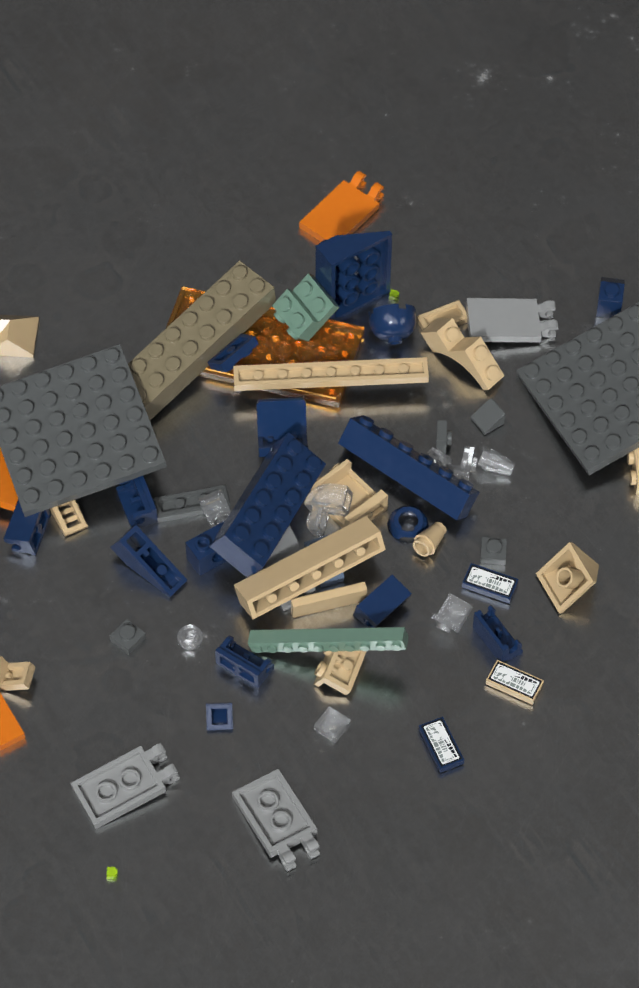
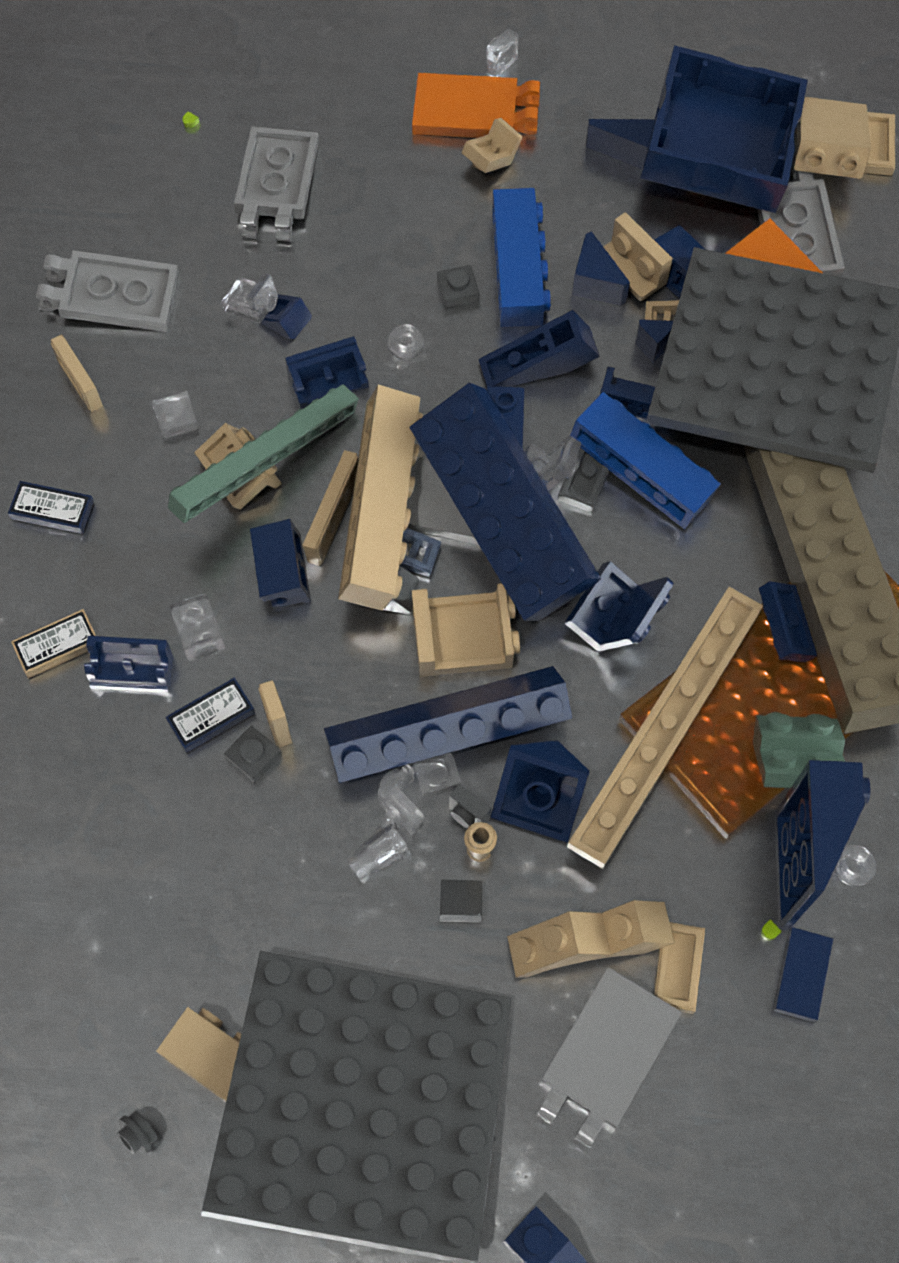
camera: 125 degrees right, 10 degrees up
(44, 551) = (638, 257): none -> tan bracket
(66, 568) = (598, 275): none -> dark blue slope
(85, 612) = (518, 257): none -> blue brick
(92, 511) = (653, 337): none -> dark blue slope
(182, 470) = (644, 460): none -> blue brick
(226, 730) = (251, 299): none -> clear bracket
(326, 500) = (462, 583): clear brick -> none
(350, 789) = (76, 373): none -> tan tile
(393, 323) = (705, 874): dark blue cylinder -> none
(396, 529) = (381, 698): dark blue piece -> none
(405, 409) = (541, 789): none -> dark blue slope
(409, 270) = (803, 975): none -> dark blue tile
(429, 539) = (327, 684): tan cone -> none
(455, 419) = (480, 832): none -> tan pin
(470, 539) = (275, 713): none -> tan tile
(568, 576) = (128, 808): tan slope -> none

